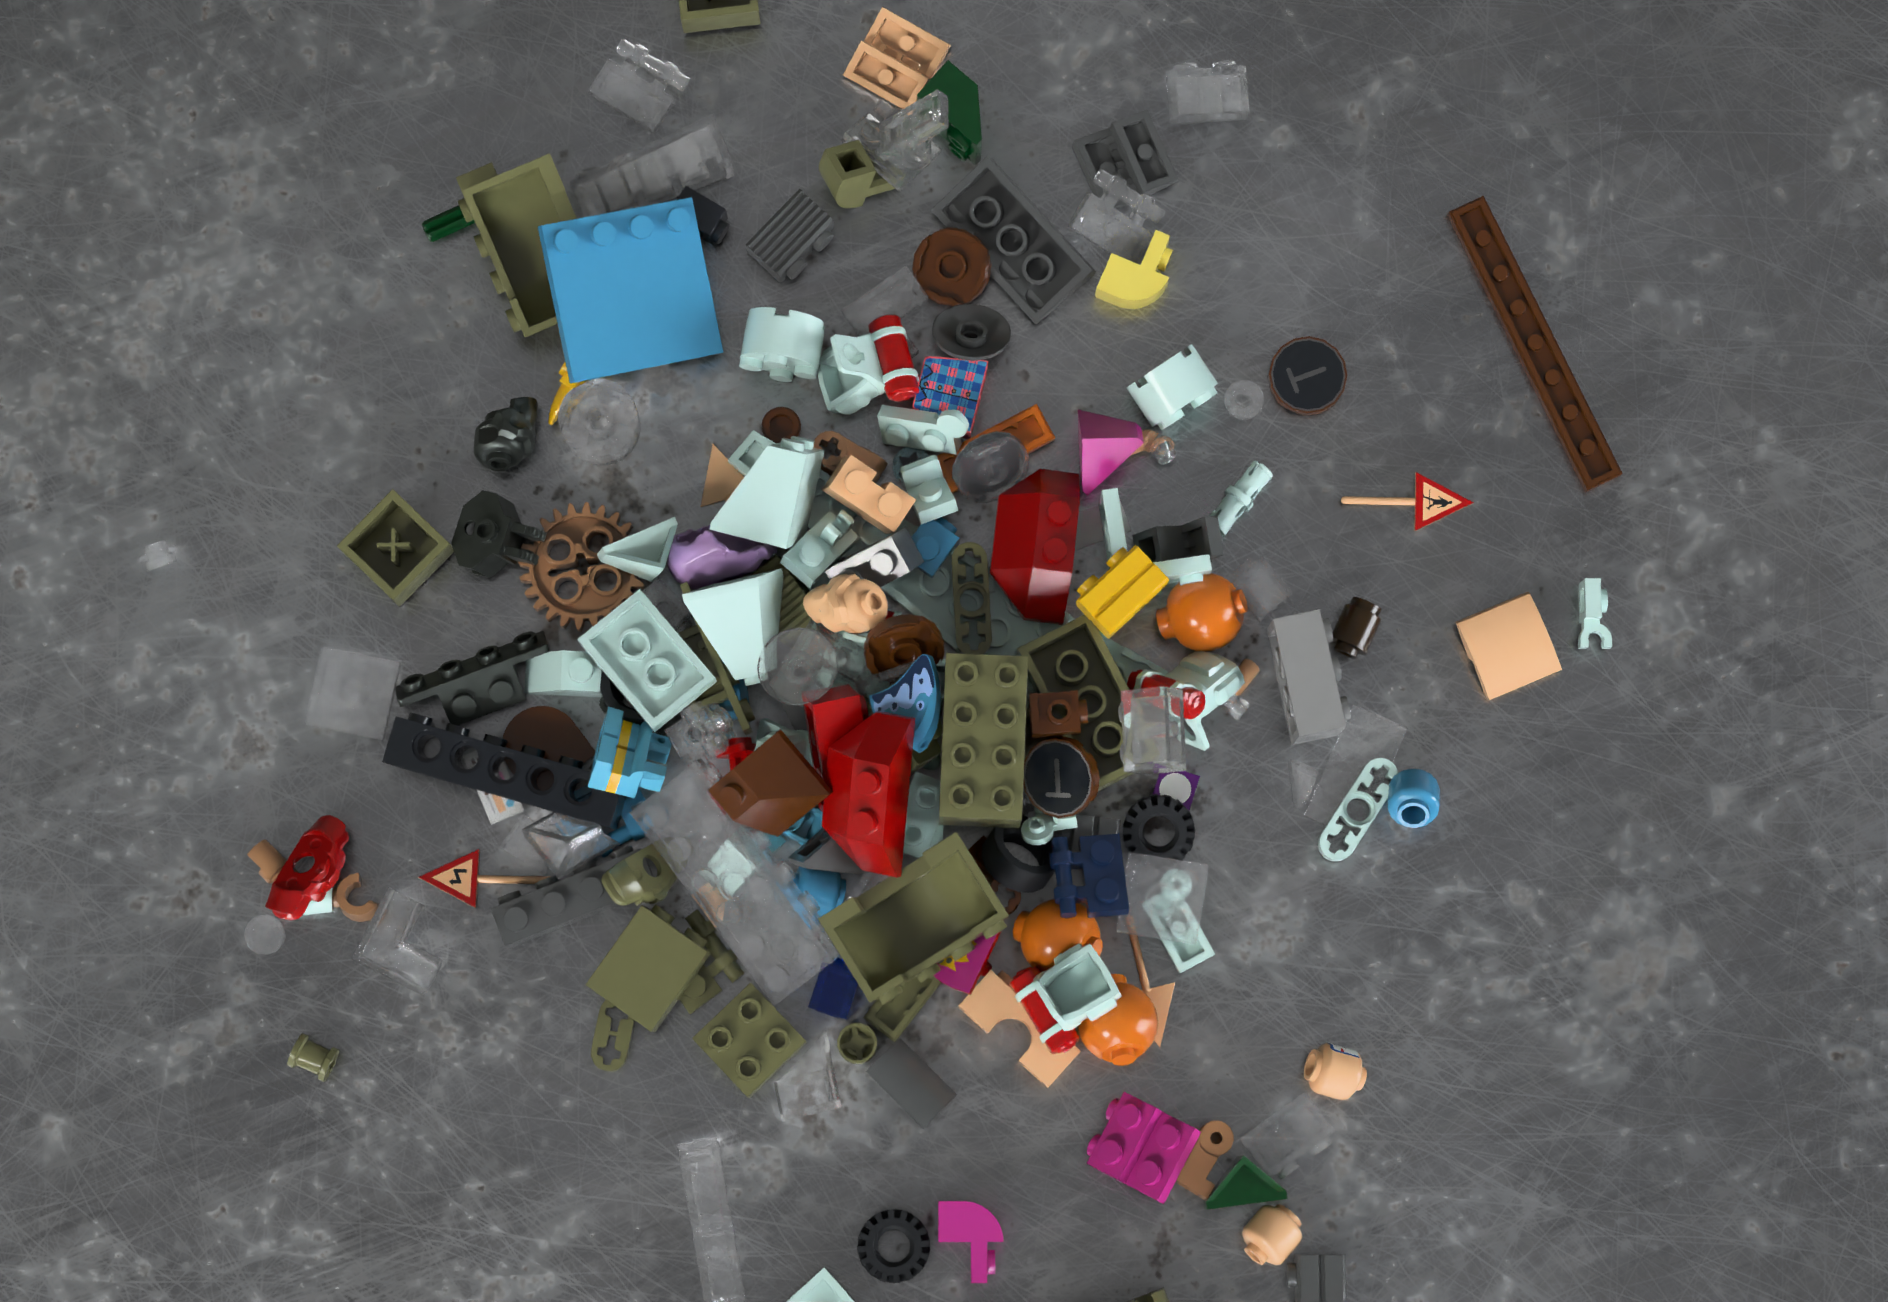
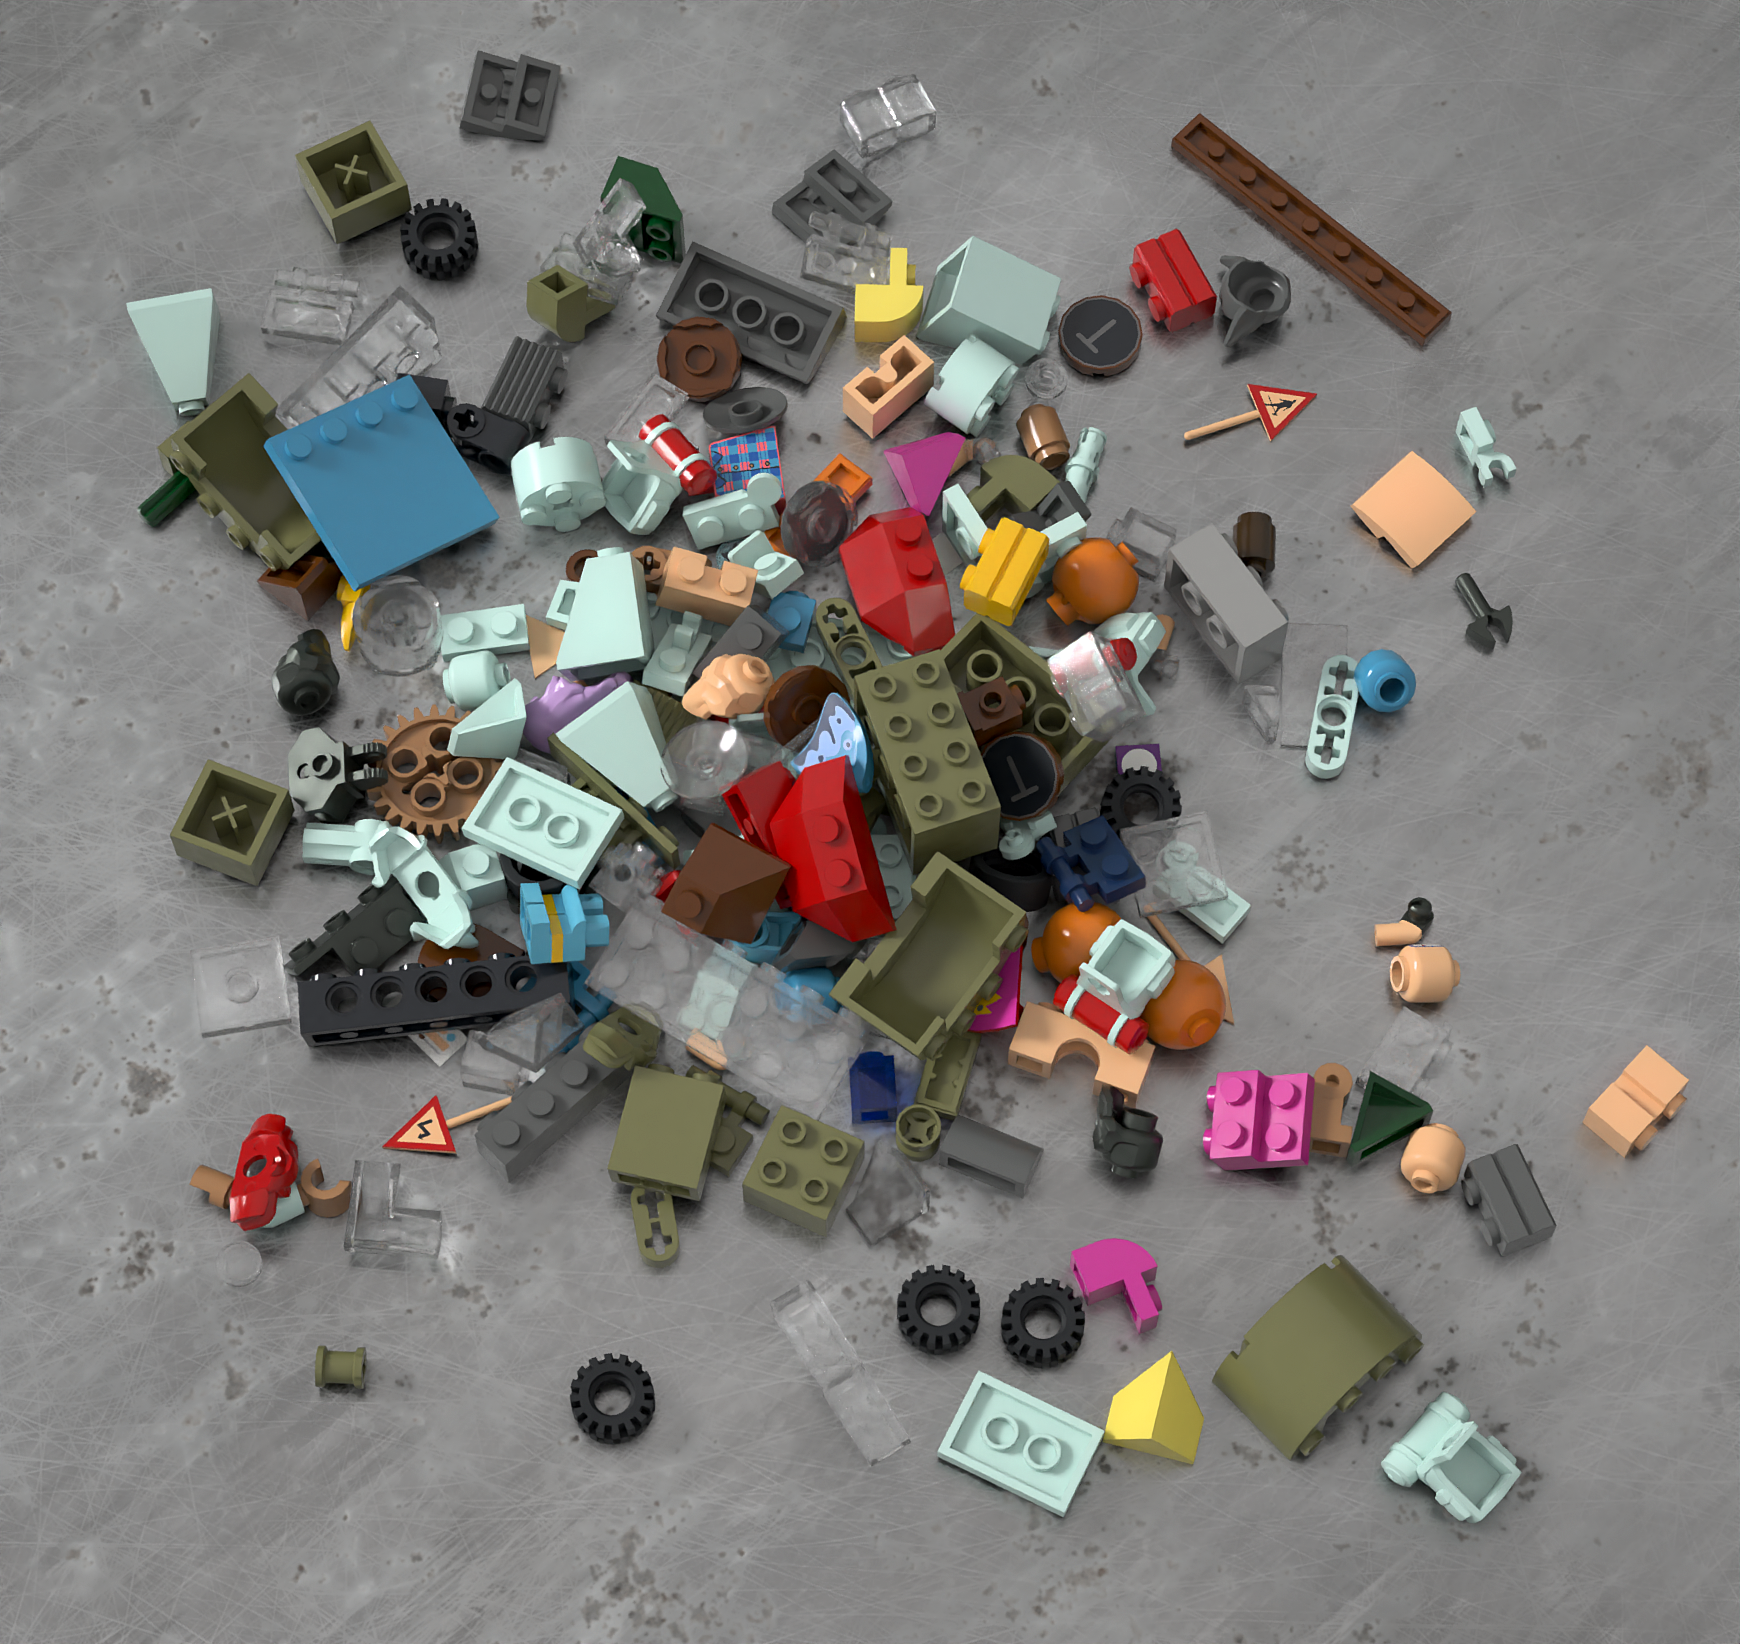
camera: 20 degrees left, 15 degrees down
(495, 607) = (340, 844): none -> light aqua piece
(496, 1171) = (612, 1371): none -> black tyre
(510, 88) = (181, 344): none -> light aqua slope
(527, 644) = (406, 858): none -> light aqua piece
(536, 351) = (304, 584): none -> reddish brown slope
(647, 495) = (474, 679): none -> light aqua head
(673, 450) = (491, 629): none -> light aqua plate
(745, 278) = (487, 438): none -> black piece
(772, 41) = (436, 218): none -> black tyre
(788, 1201) = (932, 1336): none -> black tyre
(896, 59) = (560, 191): light nougat slope -> none
(1025, 1116) = (1125, 1135): none -> pearl dark grey head
(1116, 357) = (882, 396): none -> light nougat brick
(1173, 489) = (1011, 484): none -> olive brick
(1218, 455) = (1043, 436): none -> medium nougat brick
(1222, 313) = (992, 297): none -> light aqua slope
(1341, 1023) = (1410, 927): none -> arm
(1390, 351) = (1173, 281): none -> red brick
(1452, 394) = (1251, 296): none -> dark grey piece
(1462, 1253) = (1636, 1102): none -> light nougat brick
(1528, 762) = (1483, 613): none -> pearl dark grey bar

